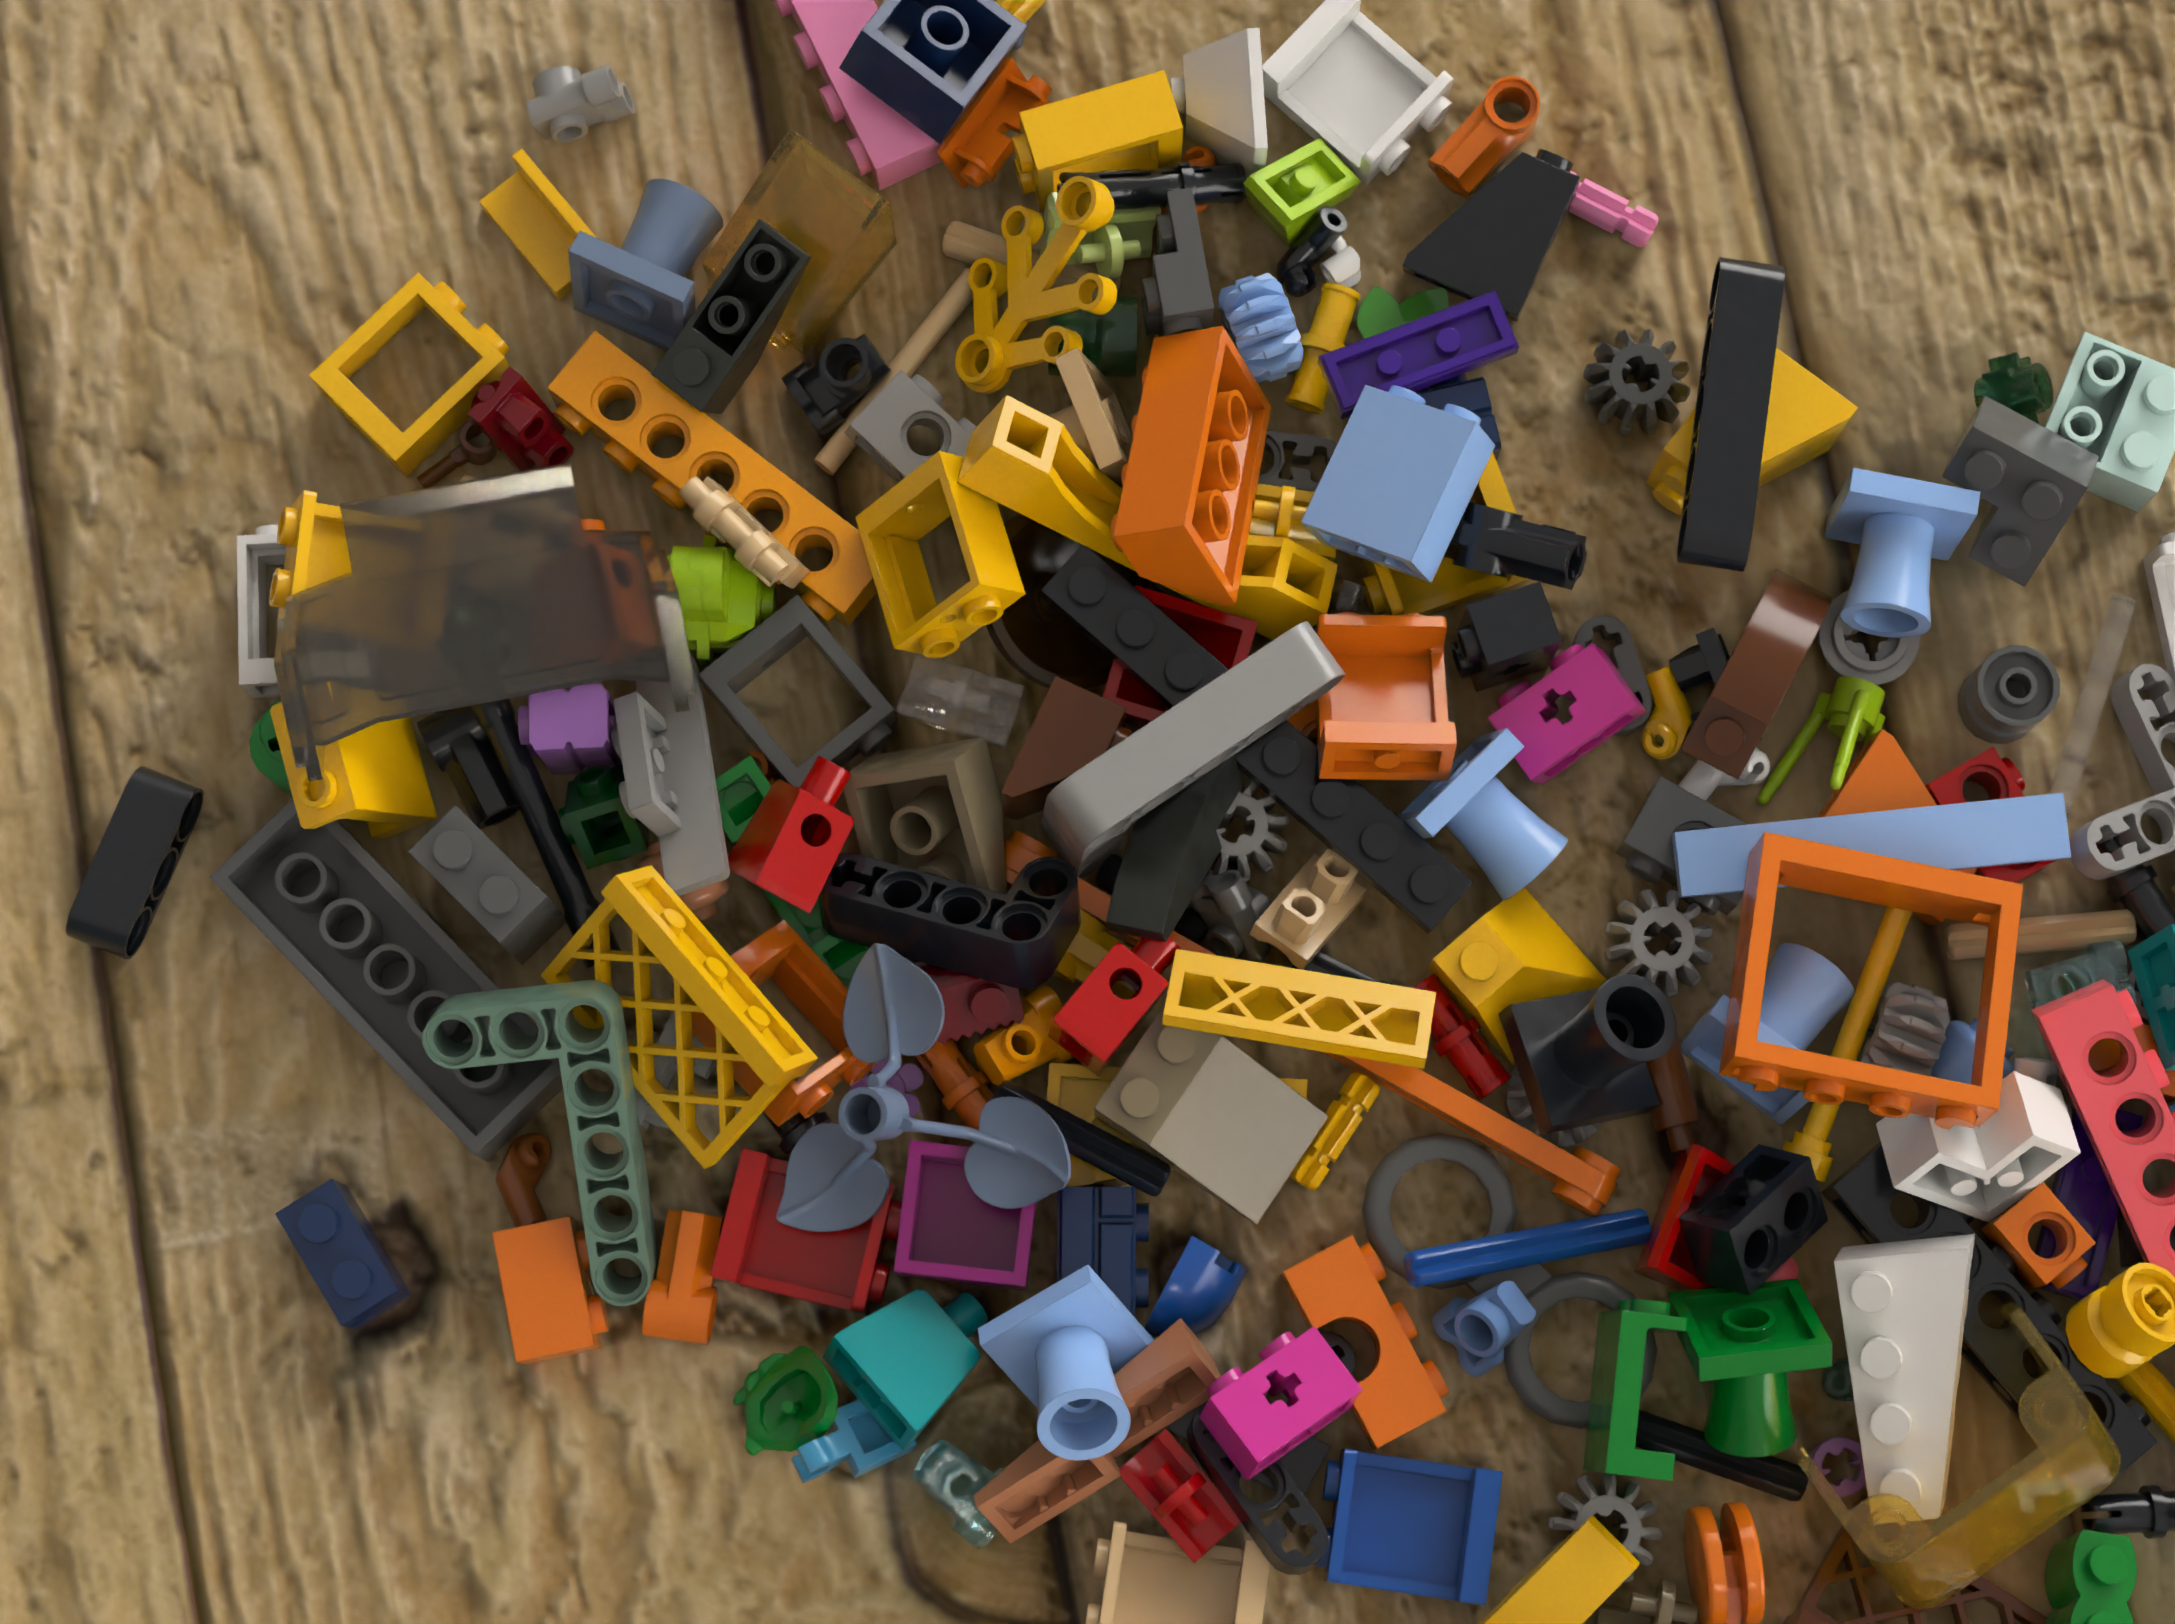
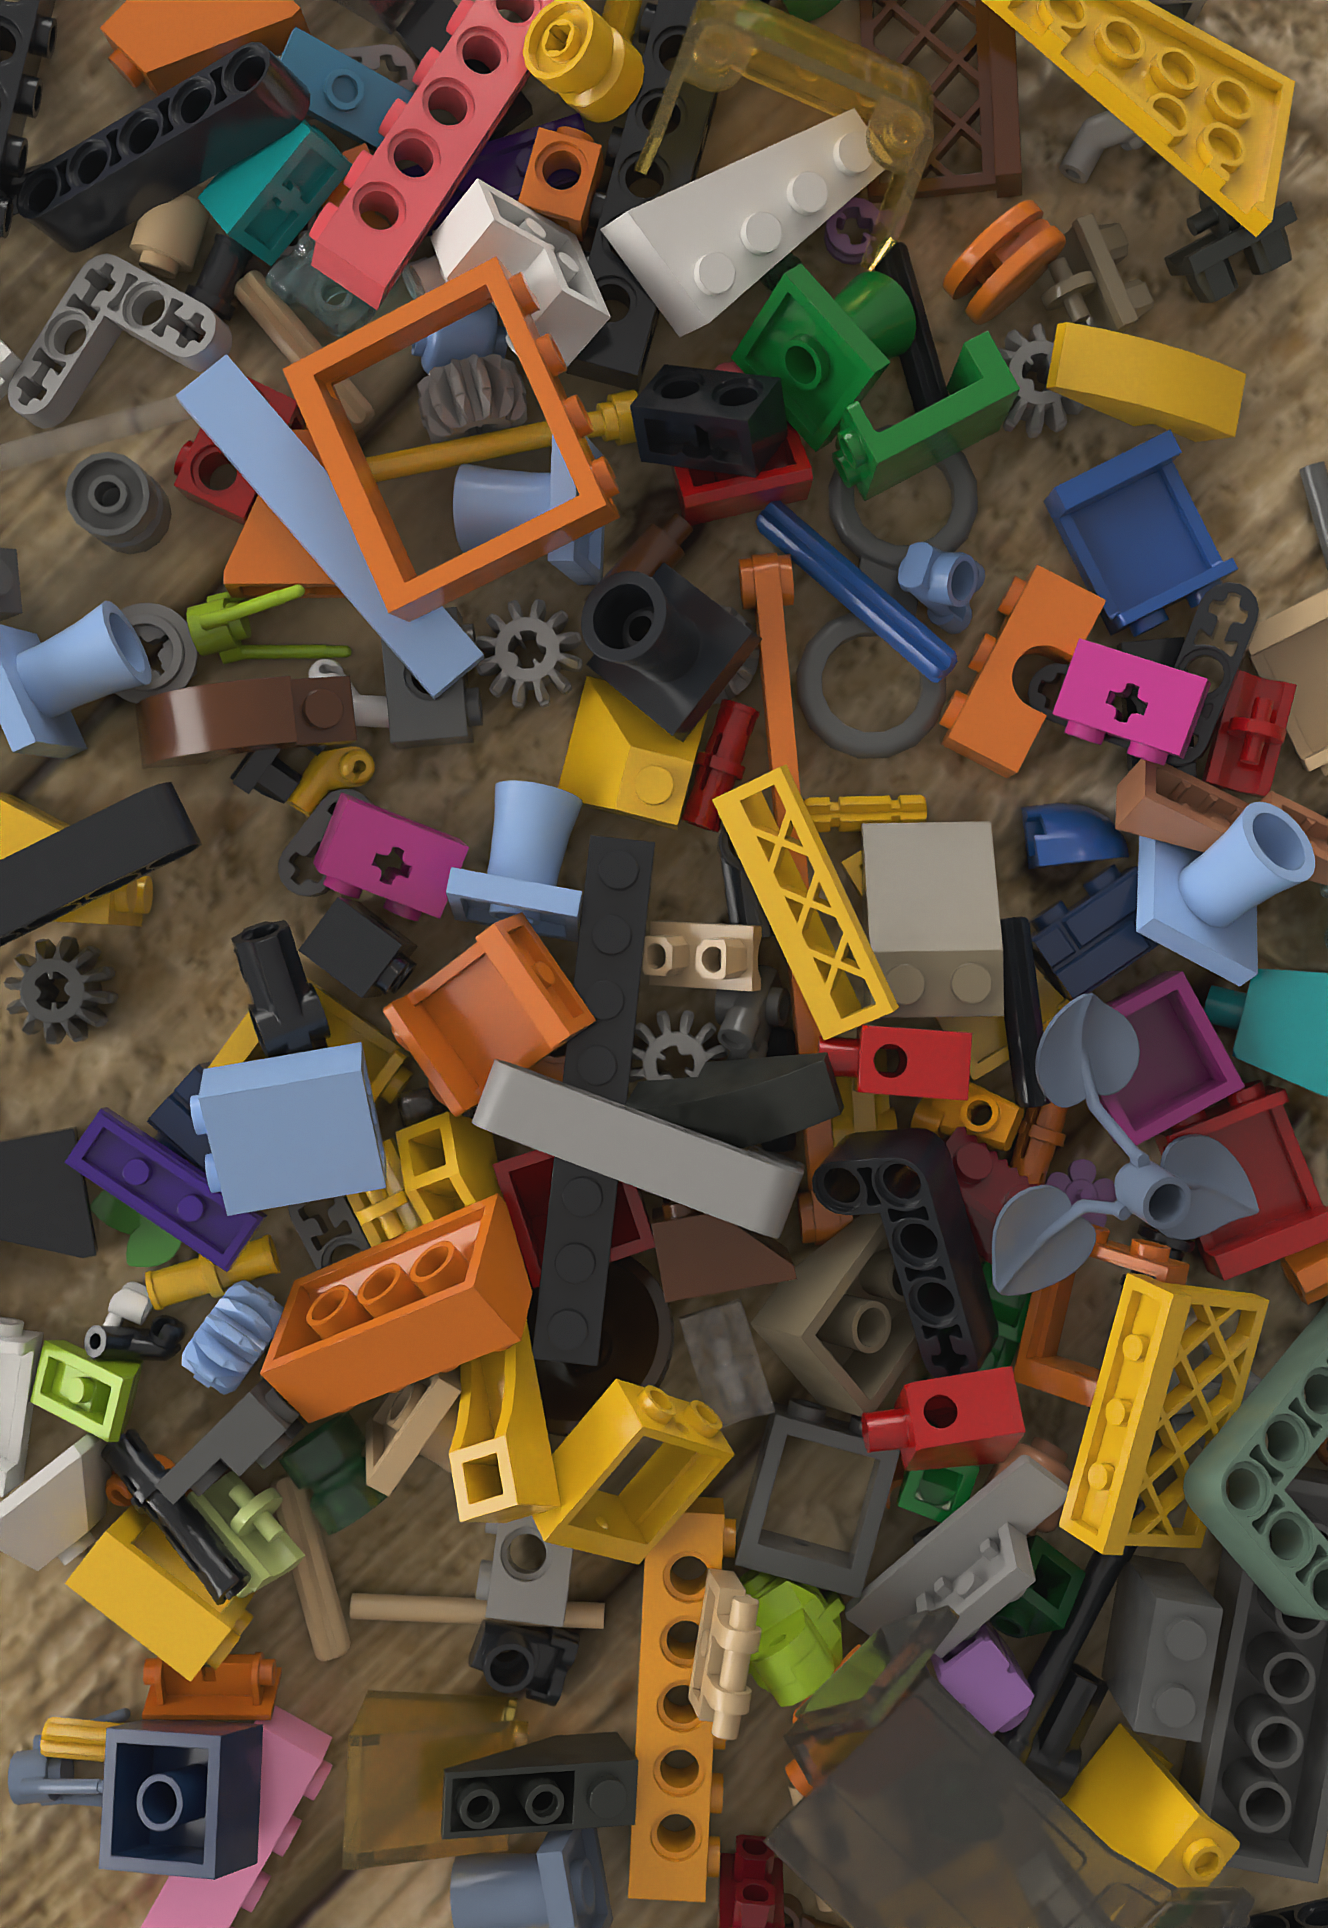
camera: 125 degrees left, 10 degrees up
(992, 351) = (415, 1548): yellow plant -> none

